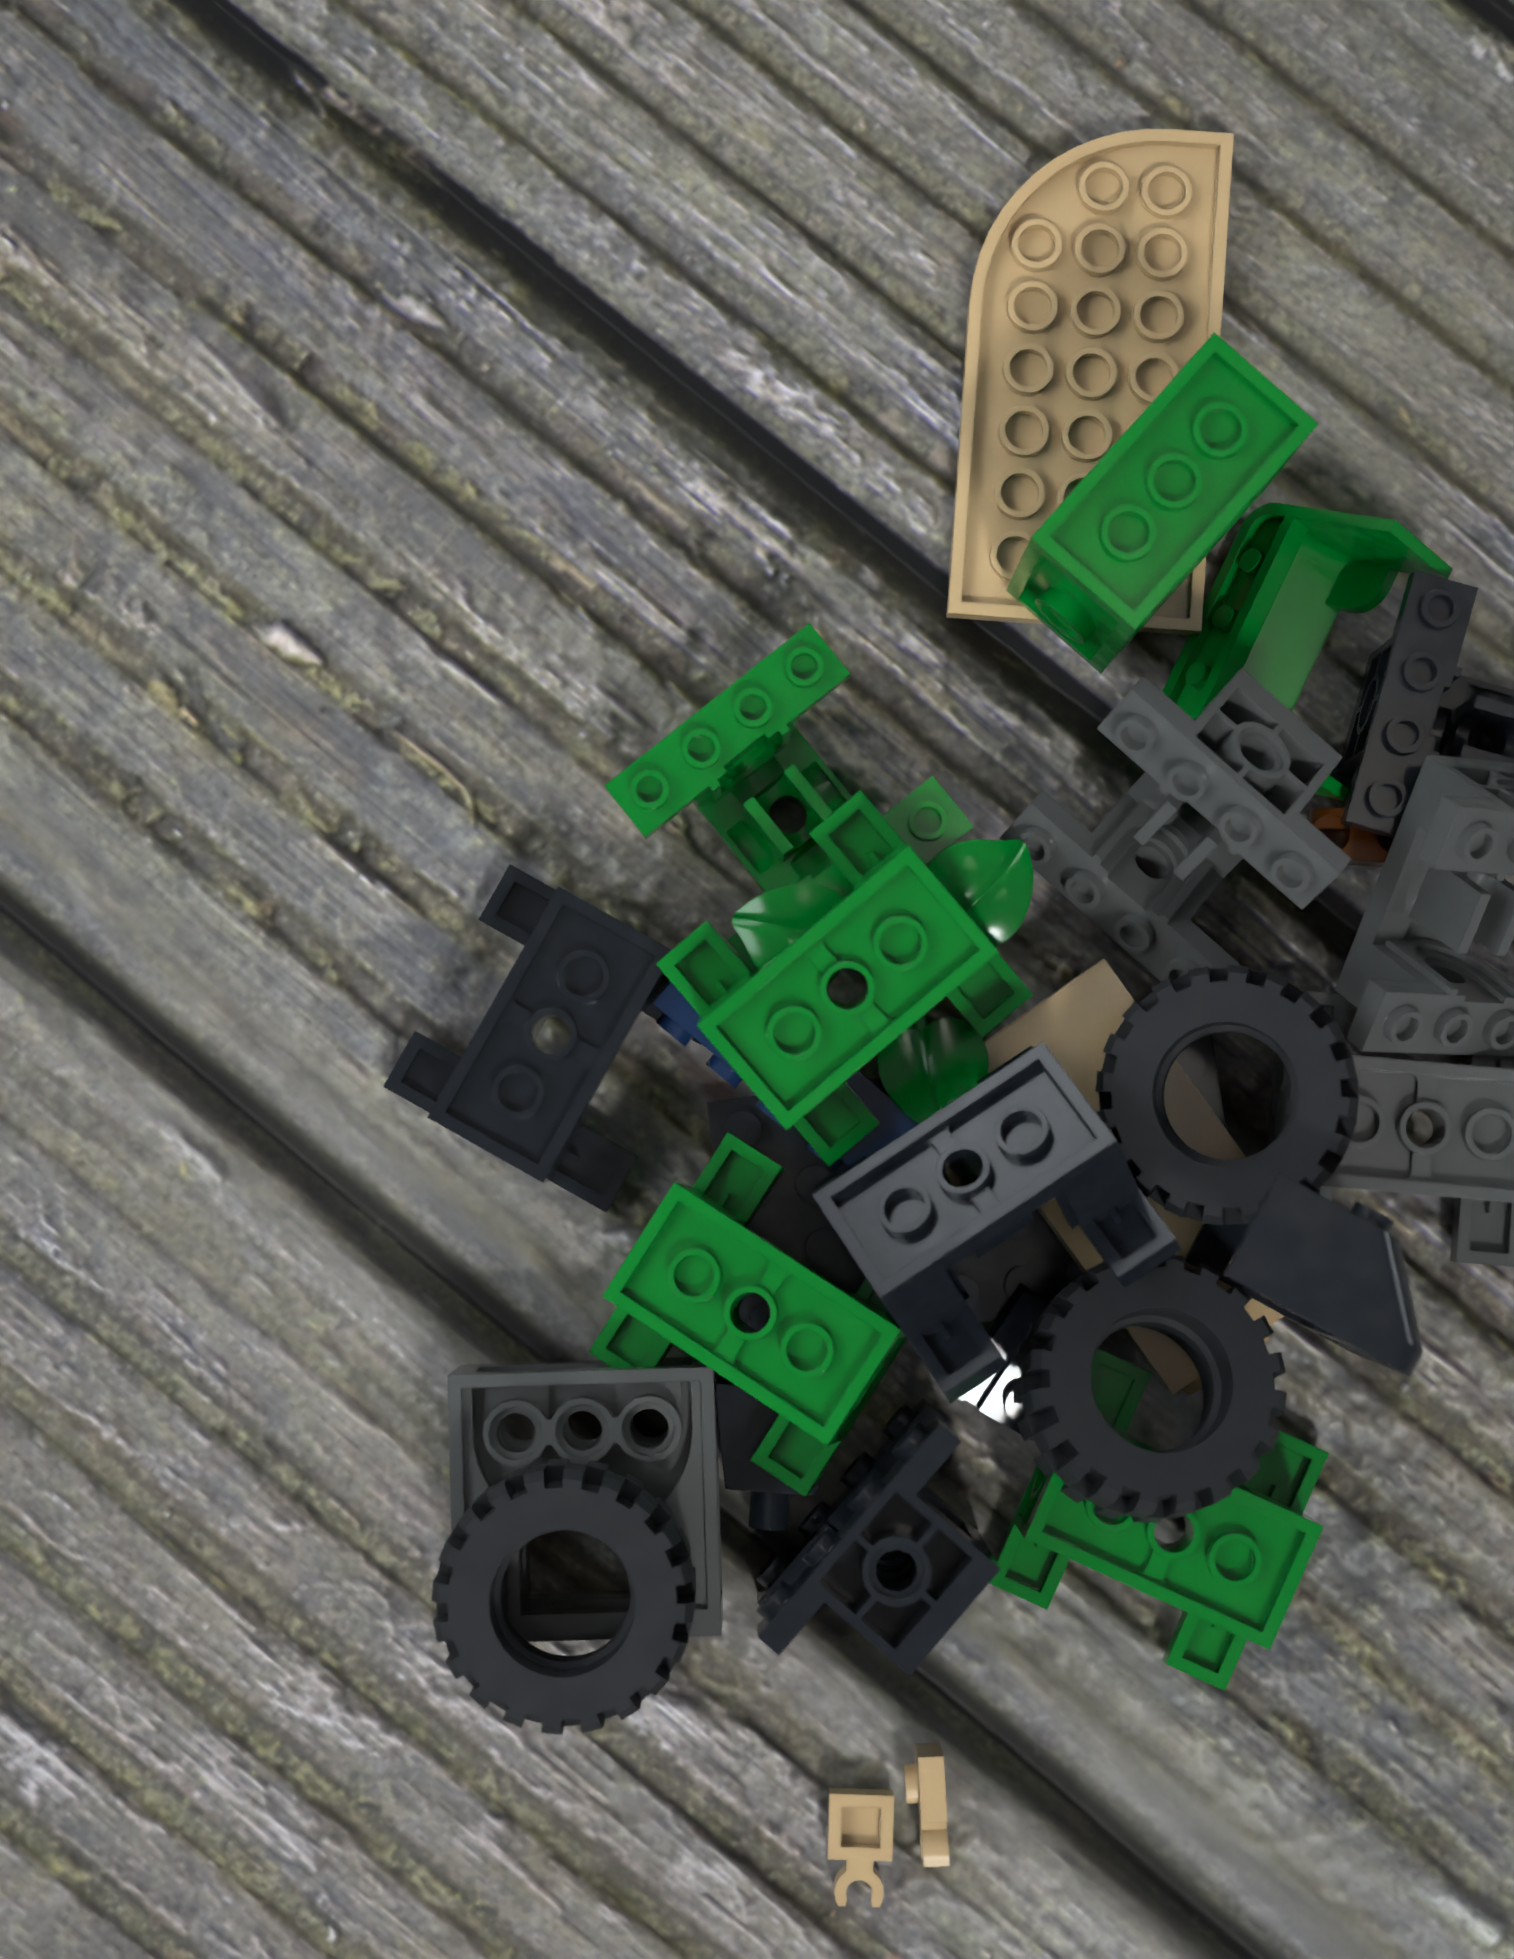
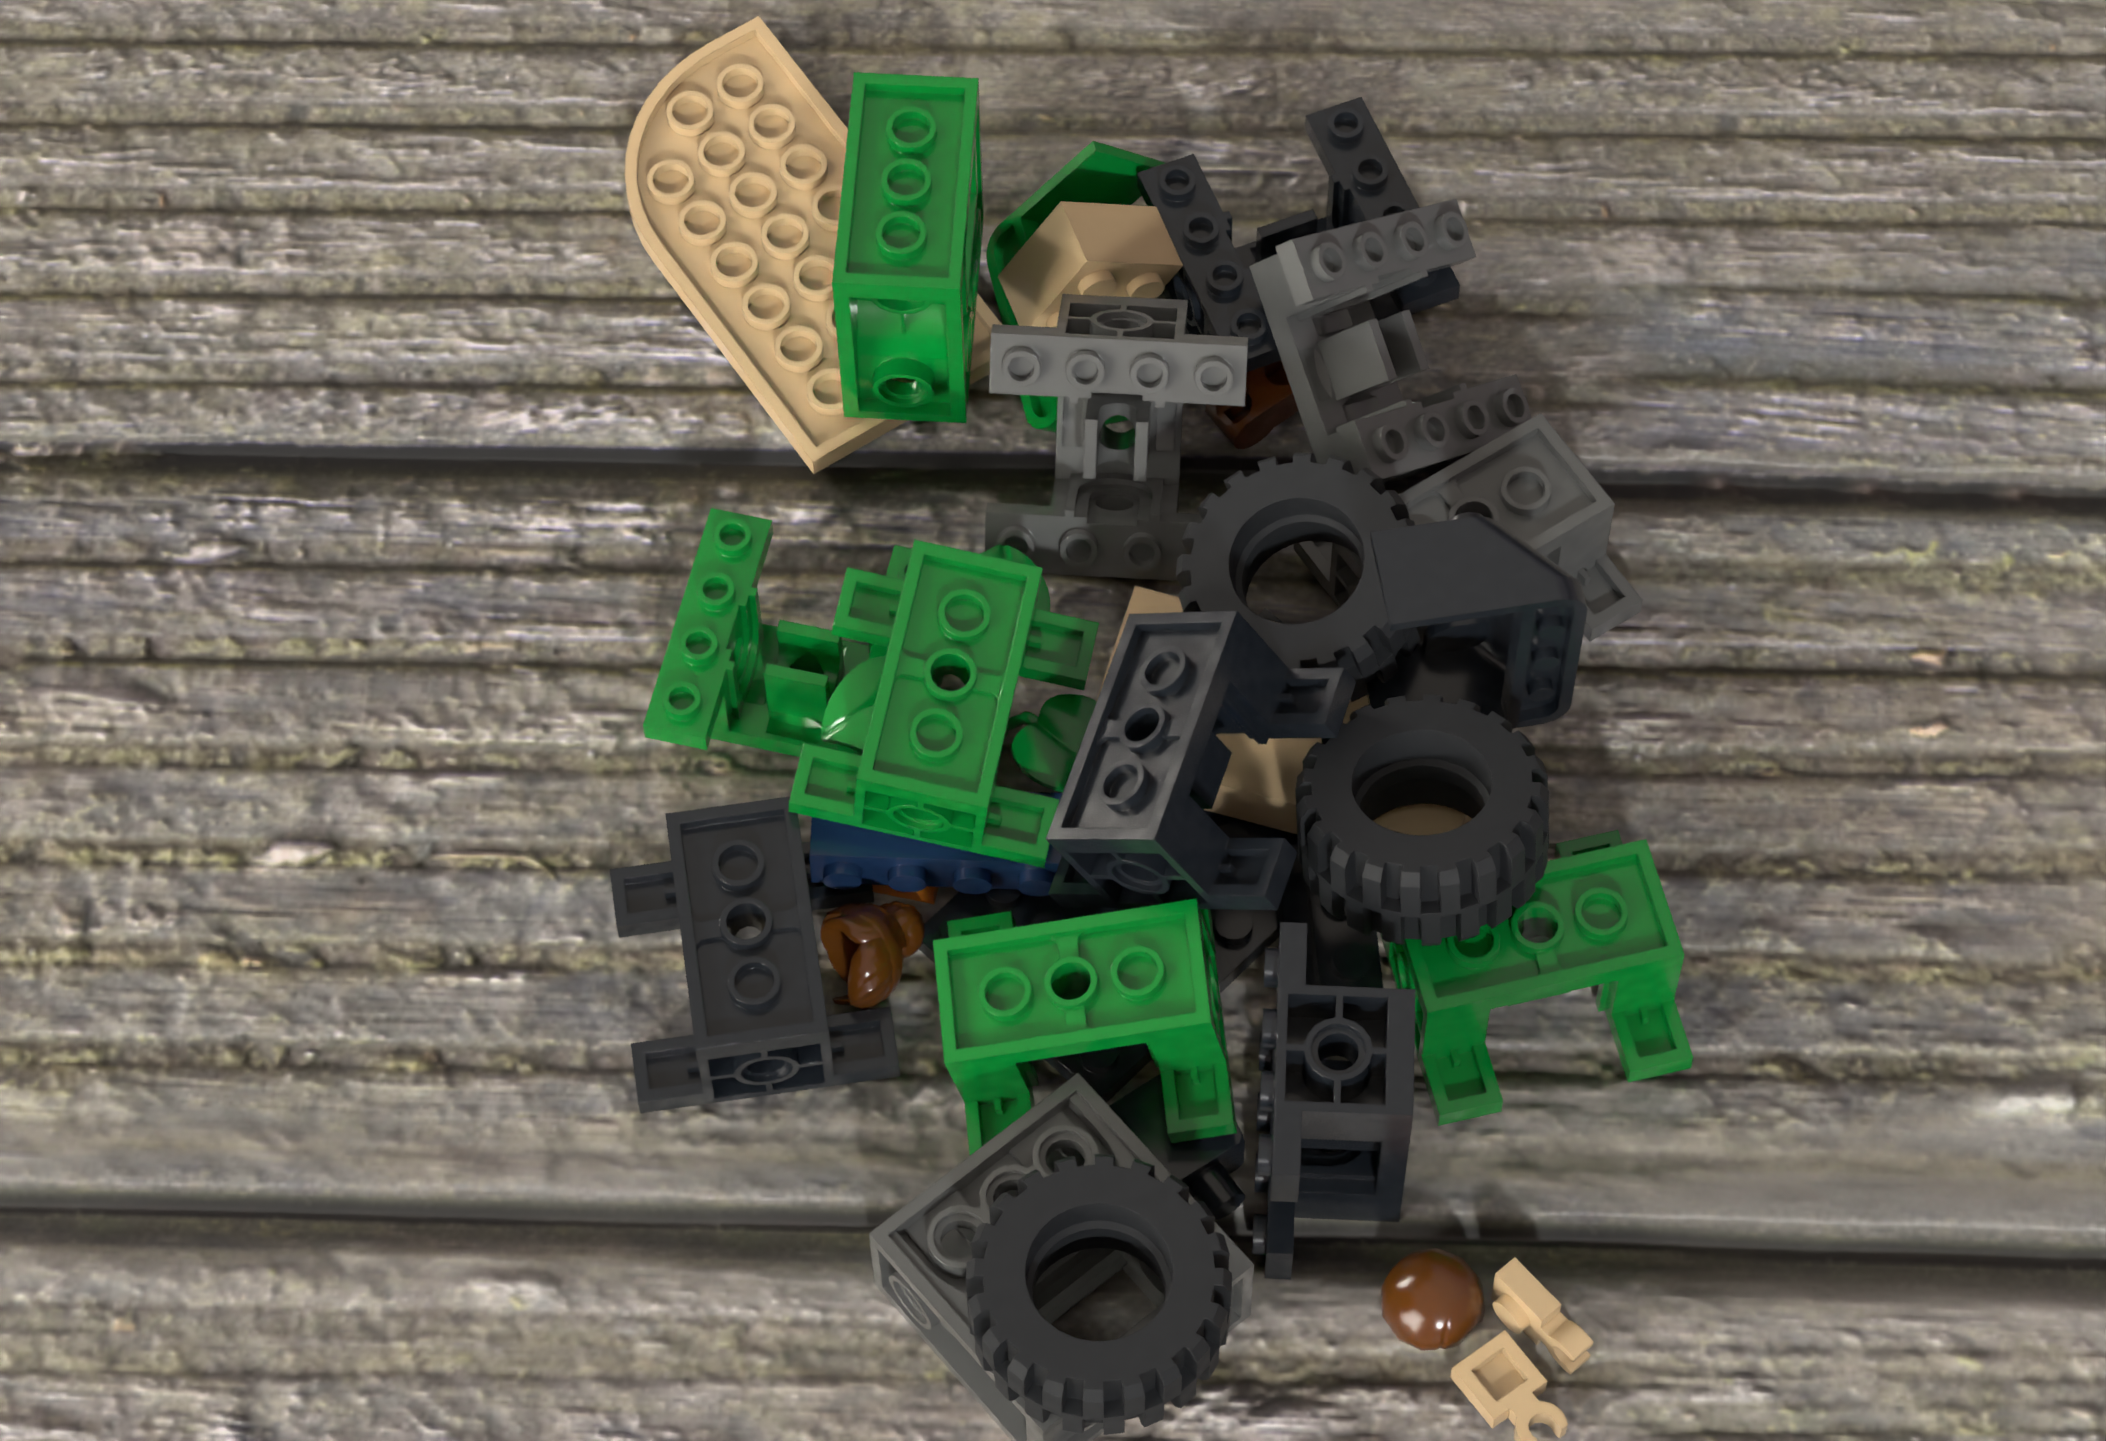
camera: 35 degrees left, 25 degrees down
(661, 1096) = (870, 947): none -> reddish brown piece
(865, 1718) = (1432, 1299): none -> reddish brown hair
(1302, 632) = (1089, 253): none -> tan brick

